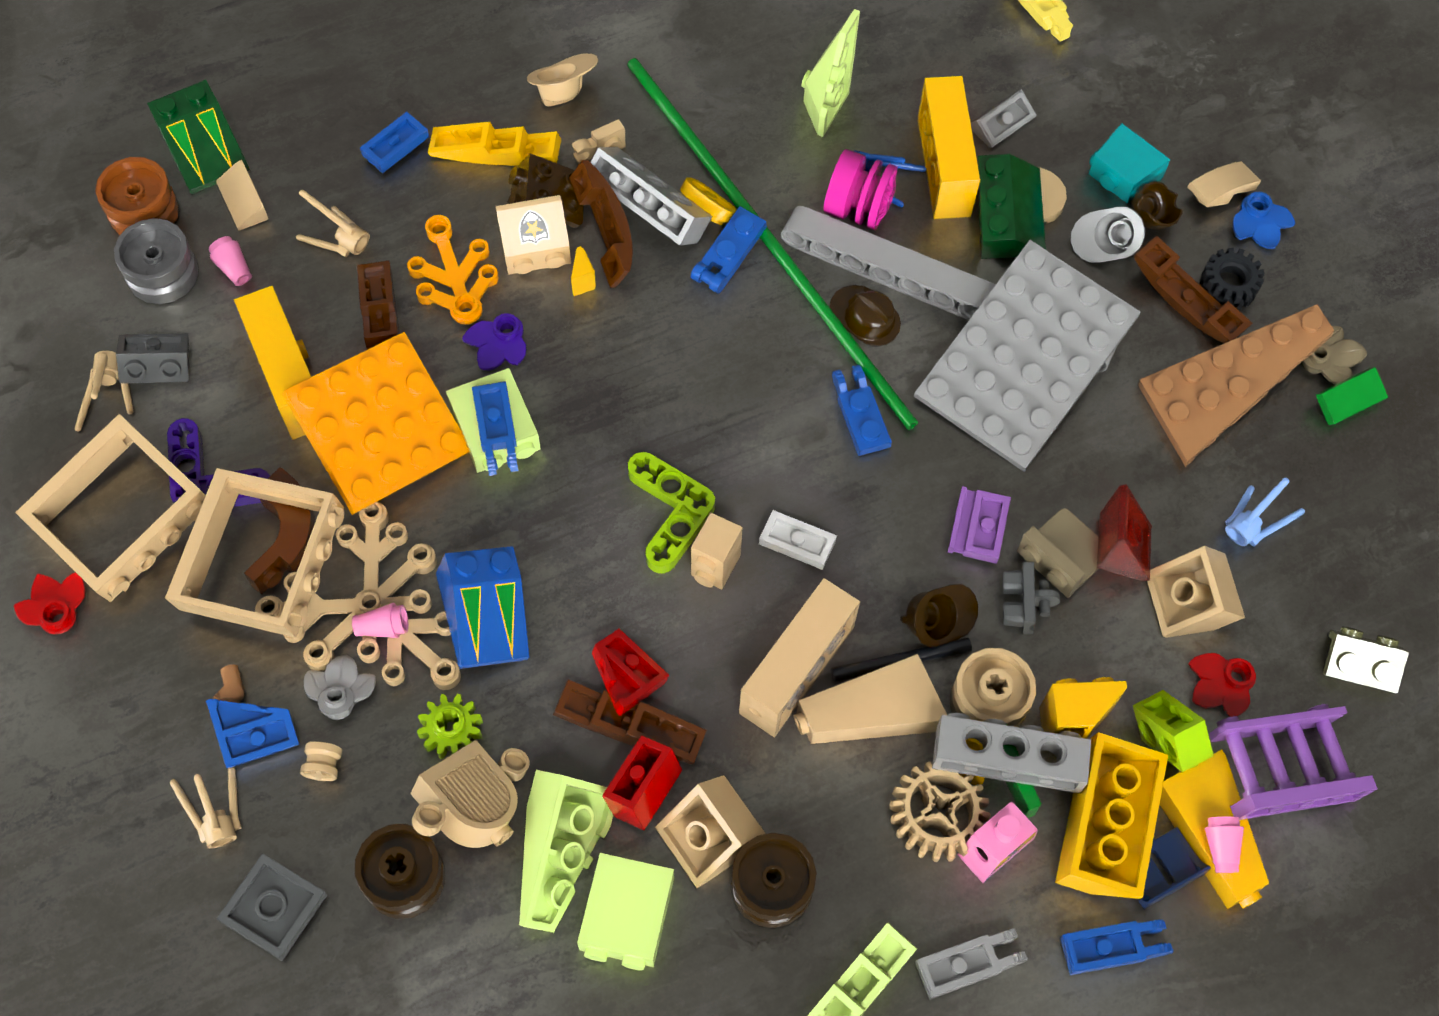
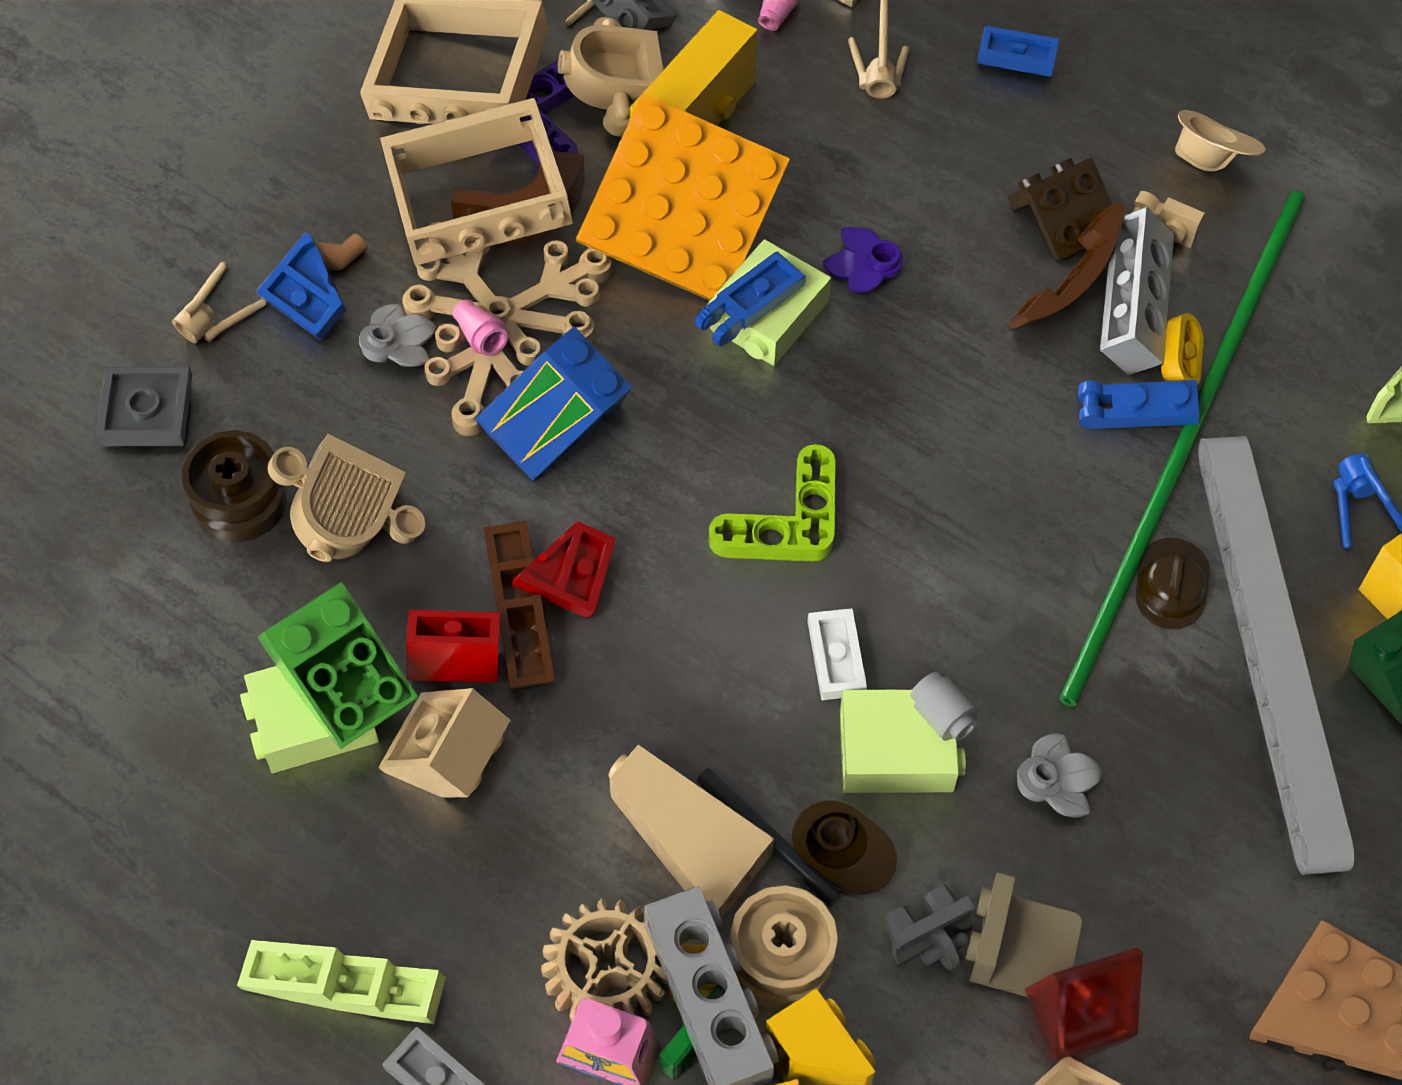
camera: 60 degrees right, 5 degrees down
(51, 599) = (334, 77): red plate -> none
(215, 402) = (611, 68): none -> tan piece
(321, 761) = (309, 362): tan wheel -> none
(377, 302) = (824, 142): reddish brown slope -> none
(436, 725) = (413, 446): lime gear -> none
(453, 276) = (883, 210): light orange plant -> none
(491, 146) = (1085, 133): yellow slope -> none
(533, 235) = (1002, 216): slope -> none
(560, 833) = (380, 584): yellowish green wedge -> none
(582, 274) = (997, 285): yellow slope -> none
(616, 868) = (338, 665): none -> bright green slope
(716, 551) = (755, 574): tan brick -> none
(771, 858) = (419, 828): dark brown wheel -> none
(798, 657) = (688, 717): tan brick -> none
(860, 189) = (1316, 482): dark pink wheel -> none
(861, 413) = (1042, 640): blue hinge -> none
(885, 539) = (893, 747): none -> yellowish green brick
(893, 494) = (944, 707): none -> light grey brick
(961, 462) = (1062, 773): none -> light grey plate
(979, 525) = (990, 832): medium lavender plate -> none
(1026, 355) = (1248, 769): light grey plate -> none

